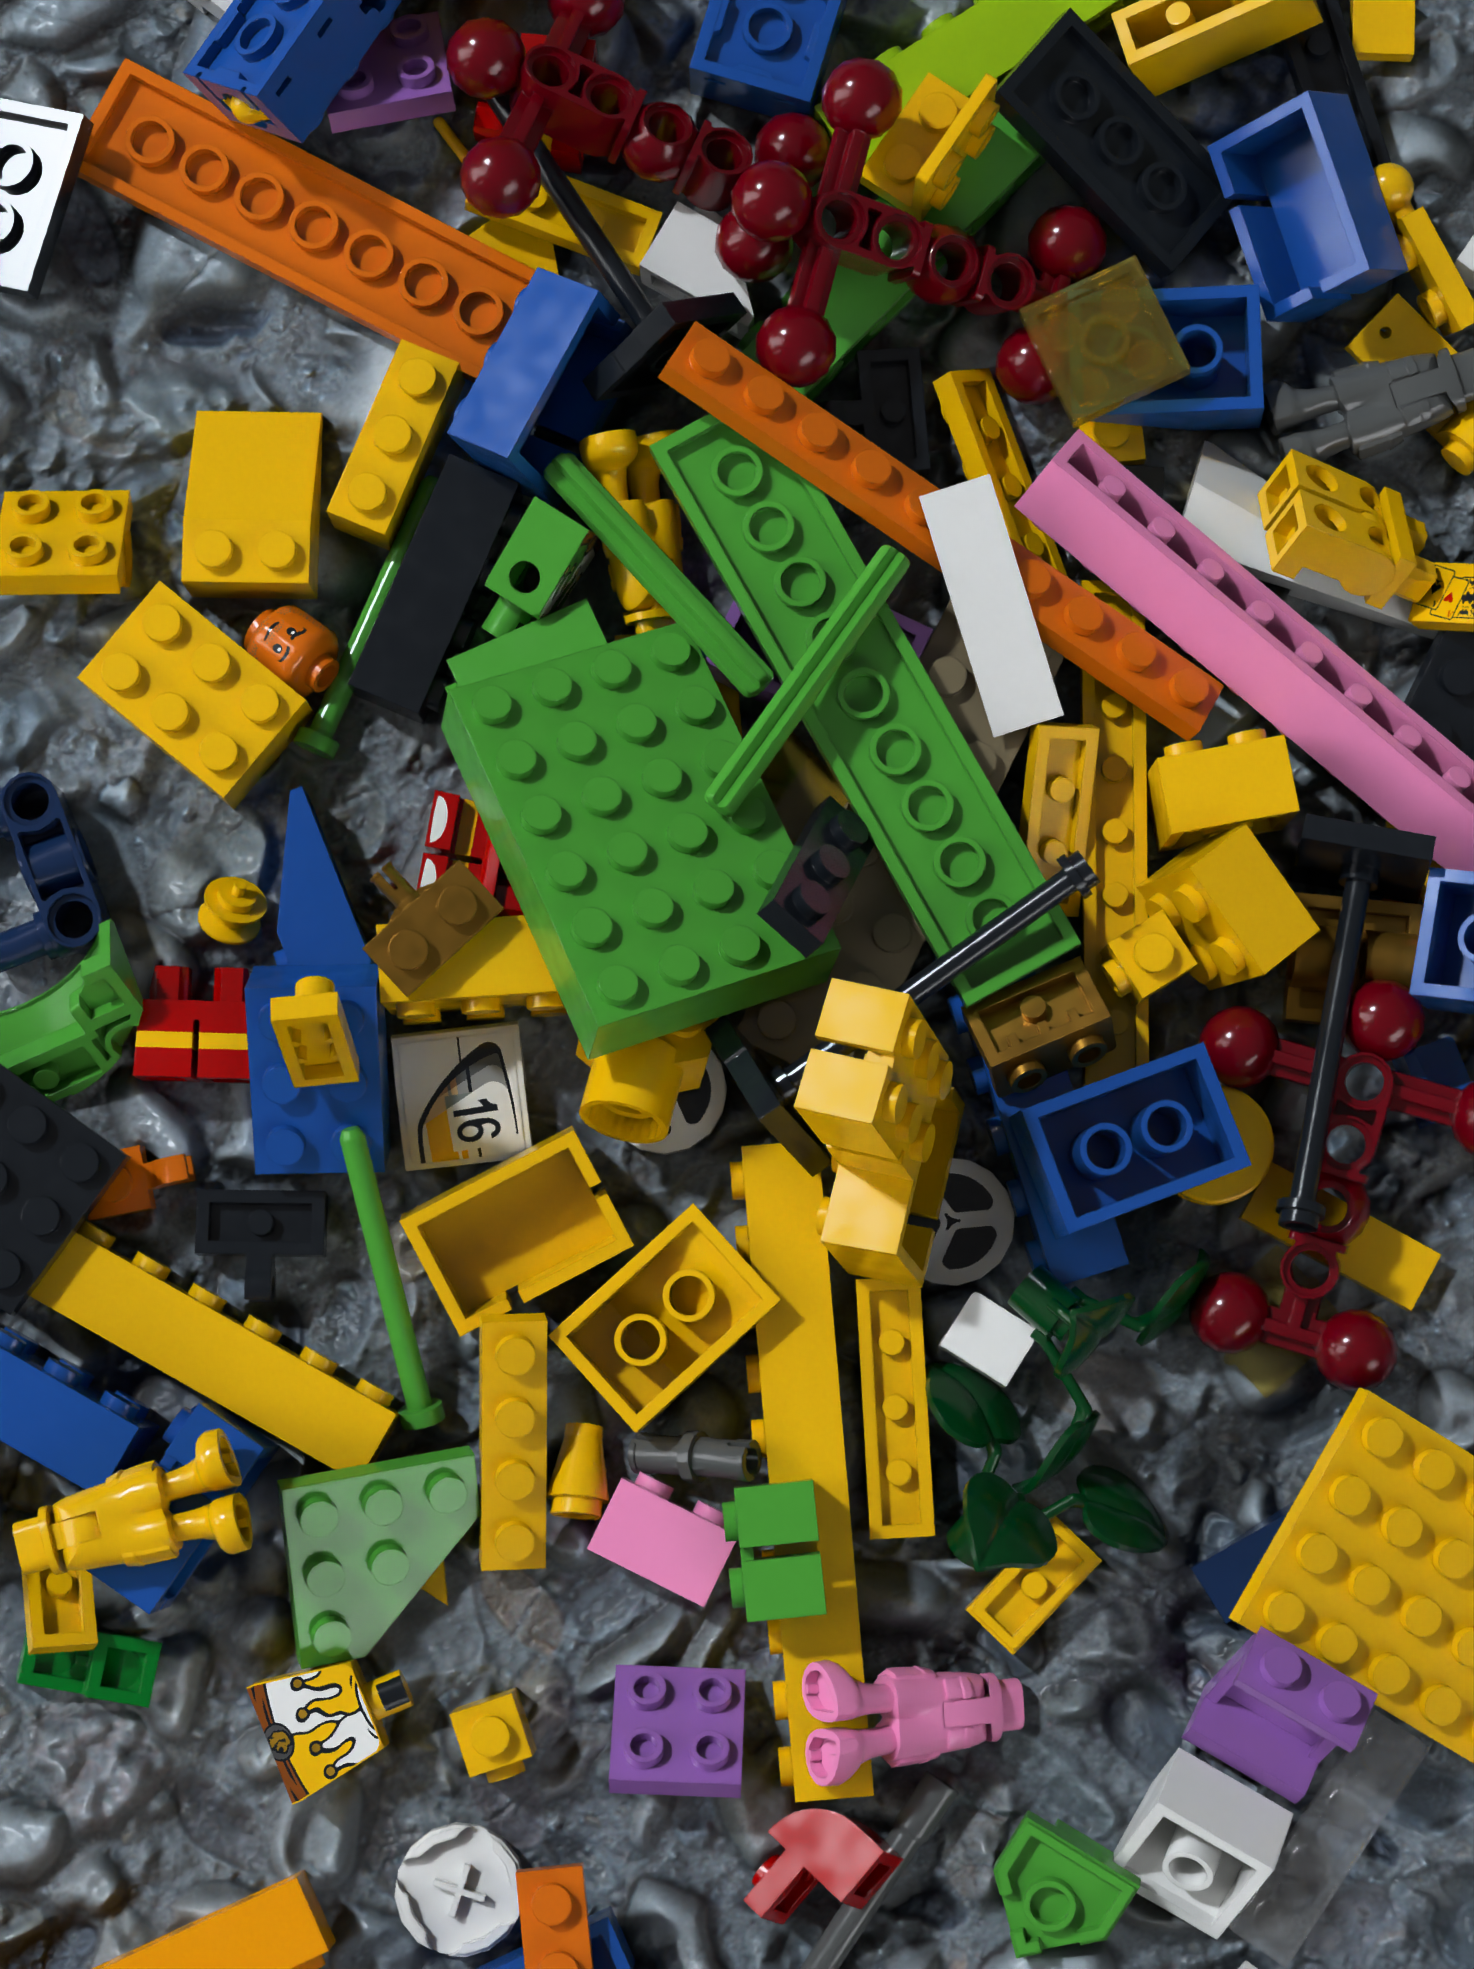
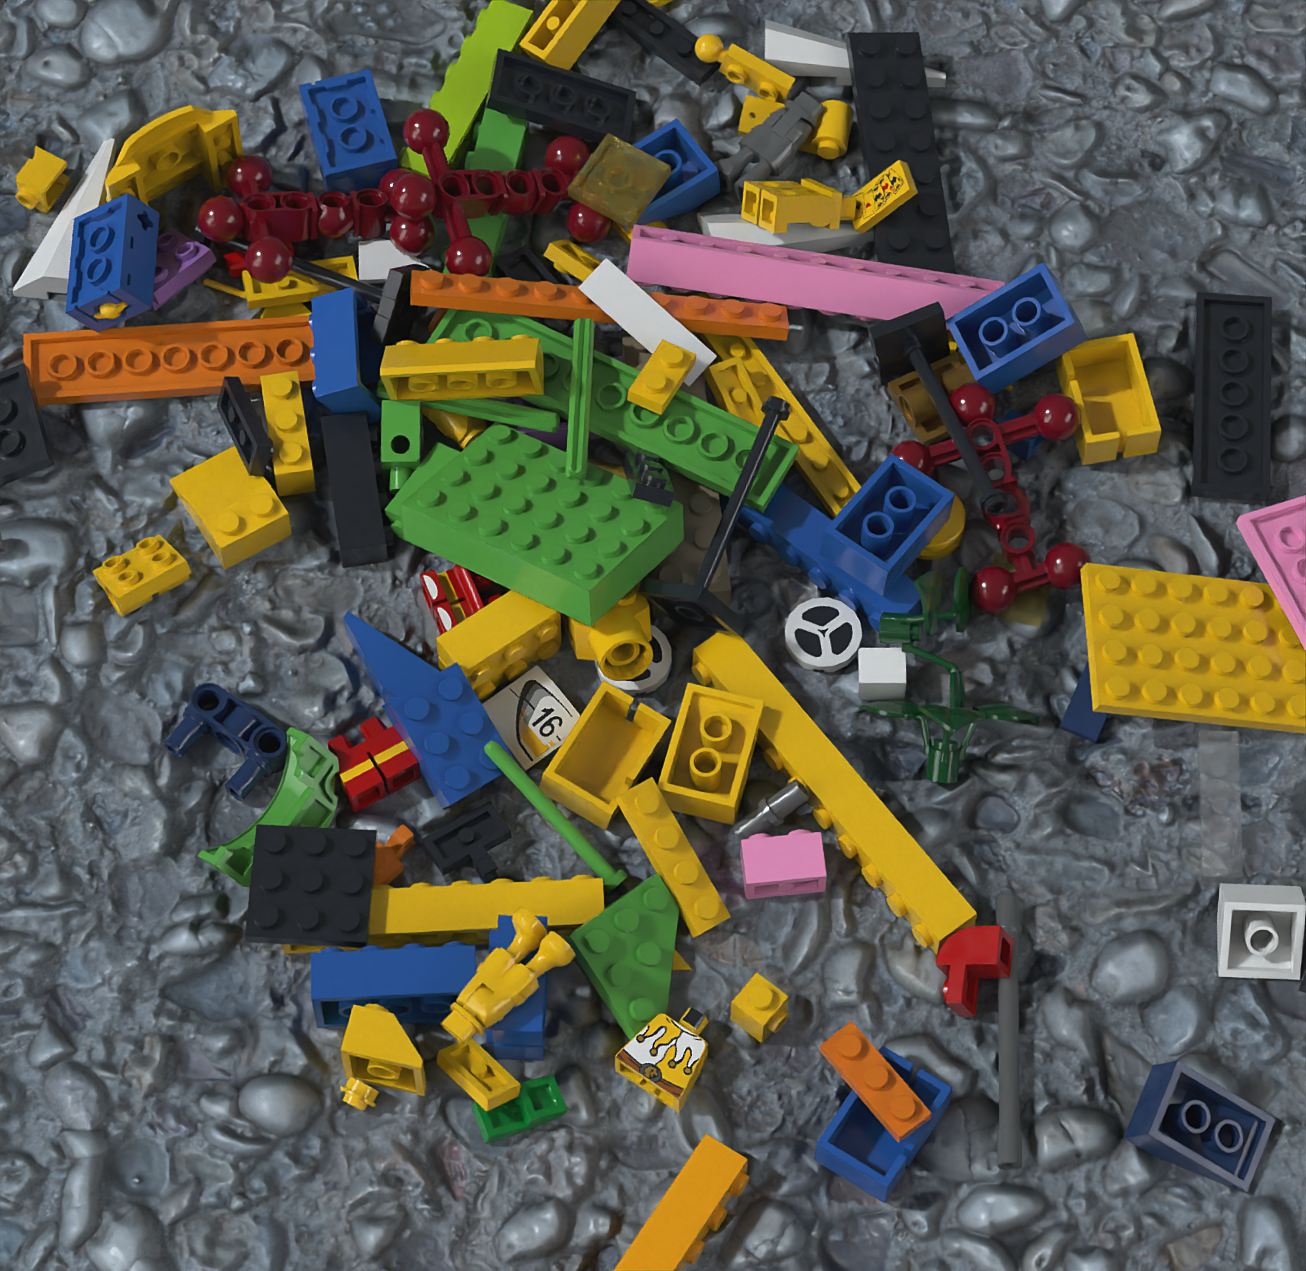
camera: 35 degrees left, 20 degrees down
(196, 694) = (261, 605): yellow brick -> none
(232, 910) = (349, 697): yellow wheel -> none
(294, 648) = (298, 558): orange head -> none
(315, 1034) = (445, 692): yellow tile -> none
(337, 403) = (244, 426): none -> black plate
(337, 696) = (338, 594): bright green bar -> none
(428, 923) = (463, 618): pearl gold plate -> none
(459, 1889) = (794, 1103): white tile -> none
(579, 1476) = (718, 861): yellow cone -> none
(669, 527) = (463, 369): none -> yellow slope
(677, 1731) = (853, 948): medium lavender plate -> none
(780, 1583) = (852, 826): bright green piece -> none
(869, 1210) = (776, 612): yellow piece -> none
(881, 1107) = (744, 540): yellow piece -> none
(894, 1410) = (857, 735): yellow plate -> none
(920, 1715) = (969, 867): bright pink piece -> none
(928, 144) = (474, 136): yellow bracket -> none
(951, 712) = (661, 377): none -> yellow plate
(1023, 1599) = (986, 776): yellow plate -> none
(1041, 1027) = (806, 503): pearl gold bracket -> none
(1059, 1886) = (1102, 910): bright green plate -> none
(1146, 959) = (836, 445): yellow brick -> none
(1202, 1843) = (1157, 847): white slope -> none
(1220, 788) = (819, 353): yellow brick -> none
(1229, 907) = (859, 399): yellow brick -> none
(1278, 1714) = (1153, 773): medium lavender window -> none
(1327, 211) = (682, 72): blue piece -> none
(1377, 1259) = (1049, 525): yellow tile -> none

